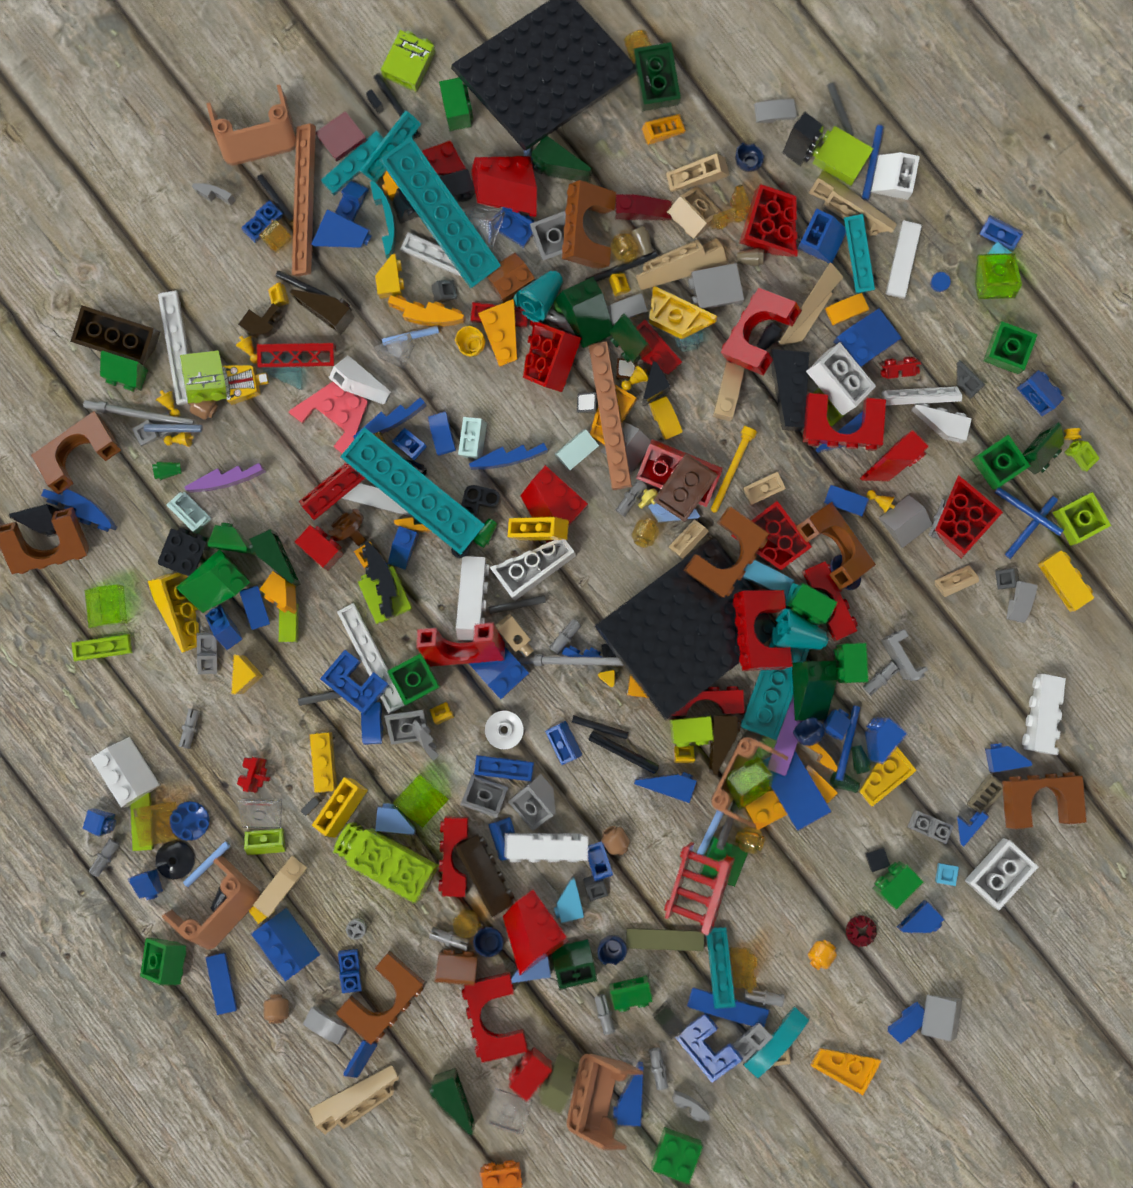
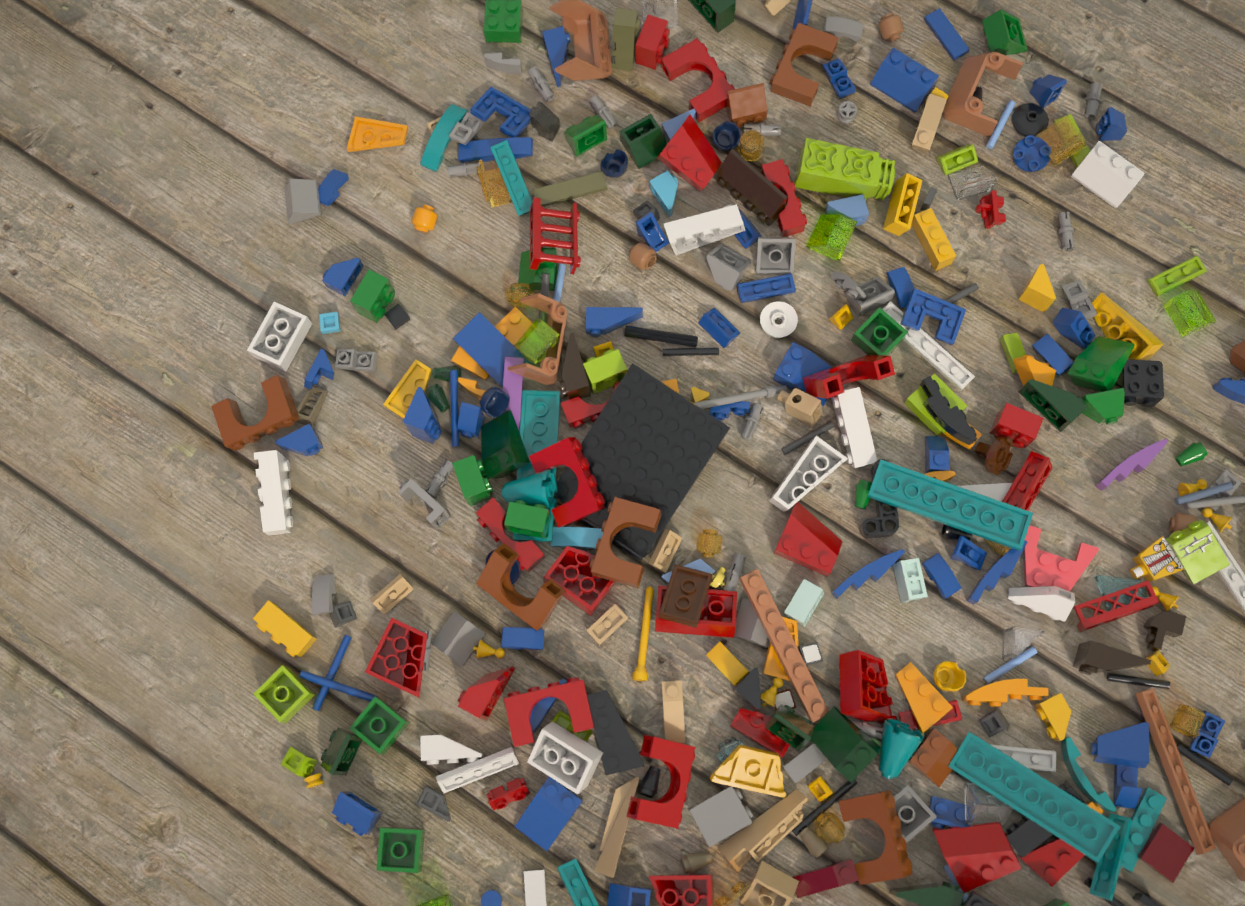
camera: 170 degrees right, 10 degrees down
(189, 512) = (1152, 421): light aqua hinge -> none
(538, 528) = (815, 508): yellow brick -> none
(847, 309) = (579, 838): light orange slope -> none
(852, 932) = (396, 258): dark red gear -> none

